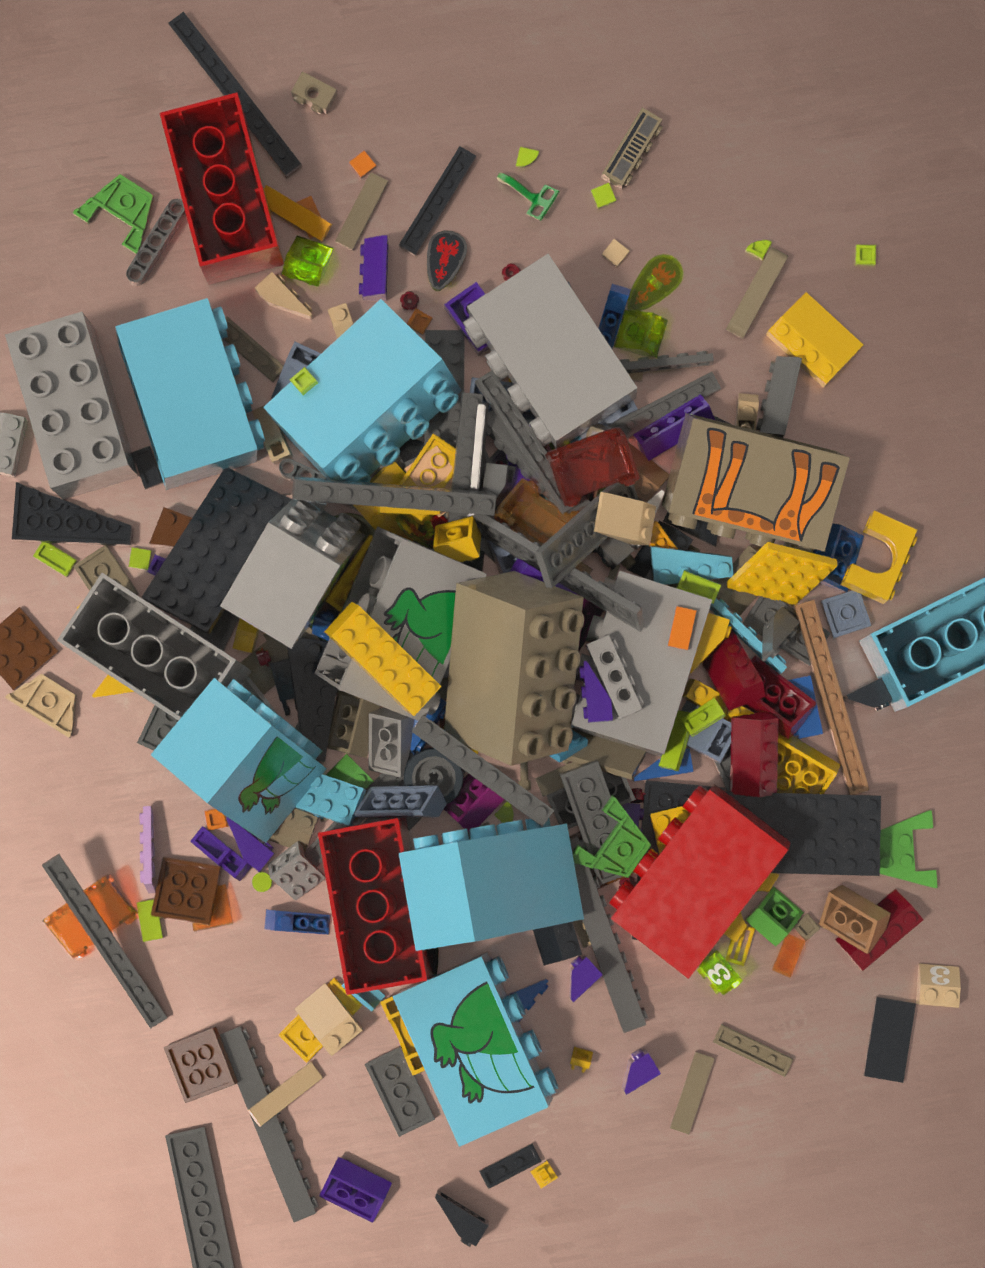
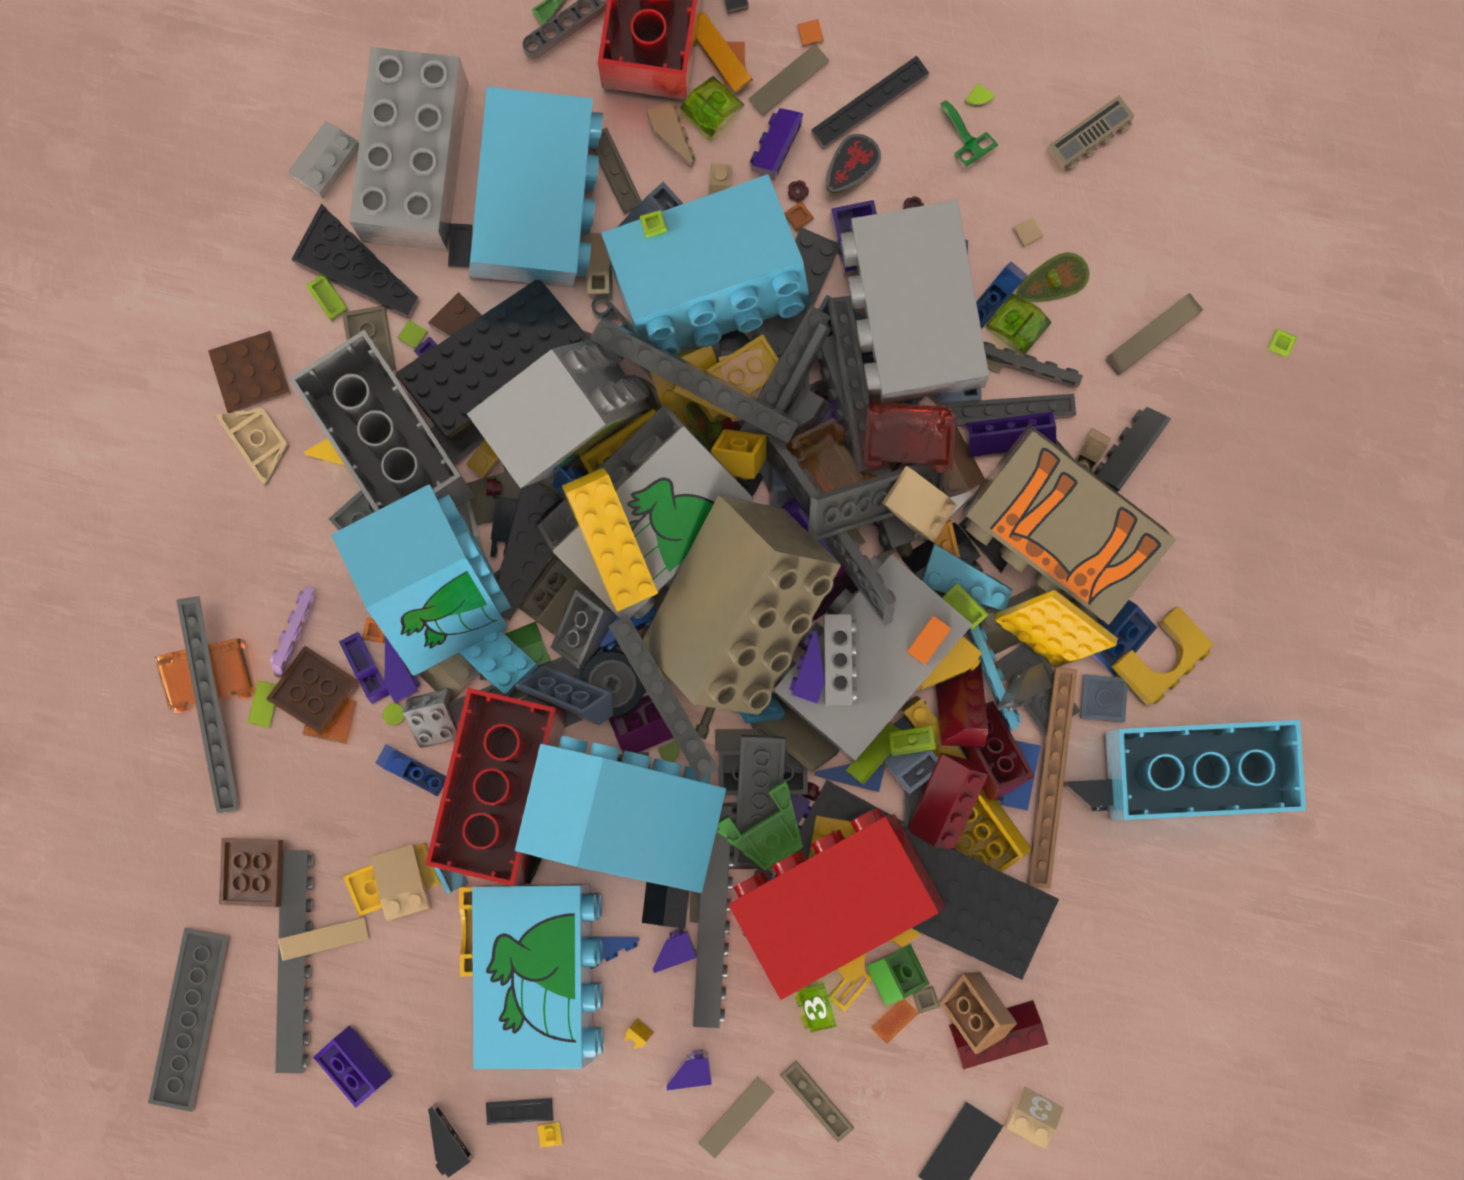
camera: 20 degrees right, 0 degrees up
(399, 1091) = (440, 987): dark grey plate -> none
(603, 195) = (1041, 168): lime tile -> none
(758, 248) = (1176, 289): lime tile -> none
(816, 337) = (1194, 404): yellow slope -> none
(898, 851) = (1052, 962): bright green wing -> none

